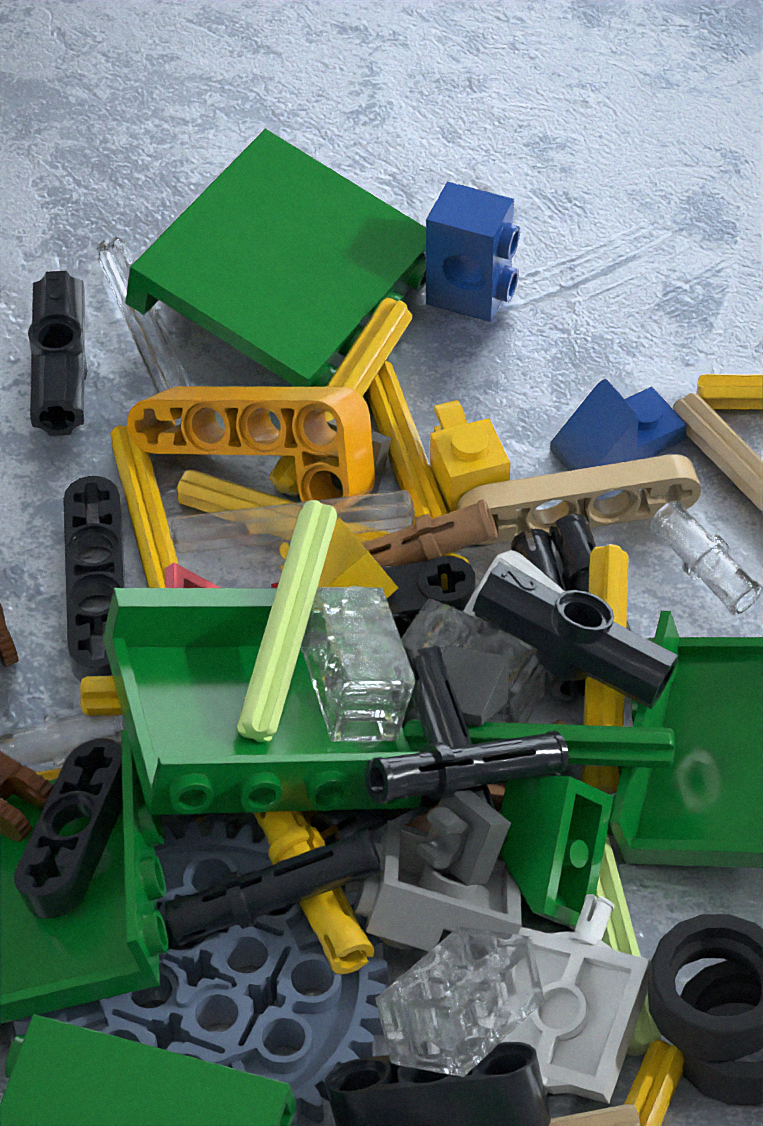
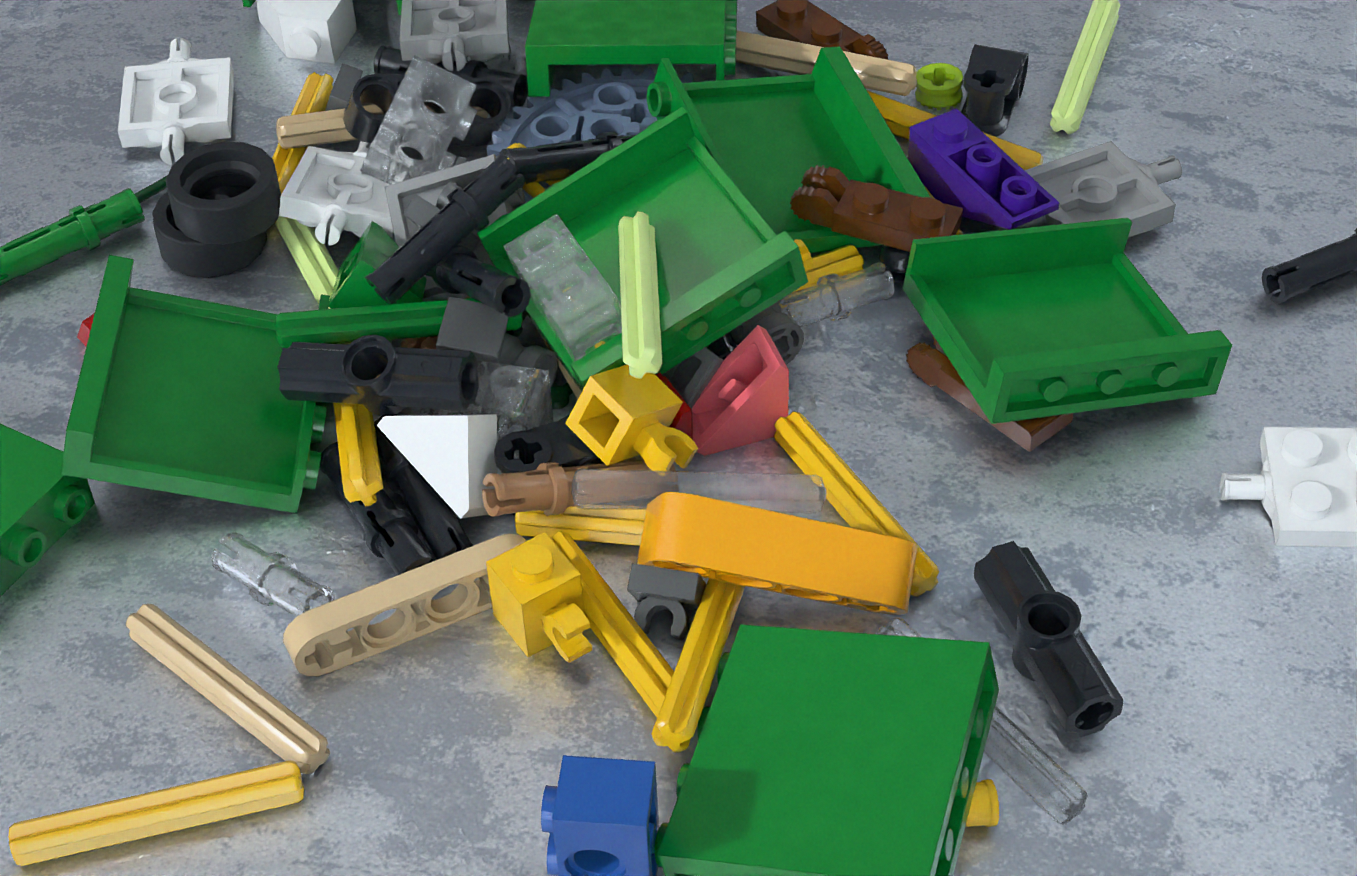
camera: 165 degrees right, 5 degrees down
(79, 853) = (772, 159): black beam -> none
(86, 578) = (885, 435): black beam -> none
(617, 429) = (391, 703): blue slope -> none

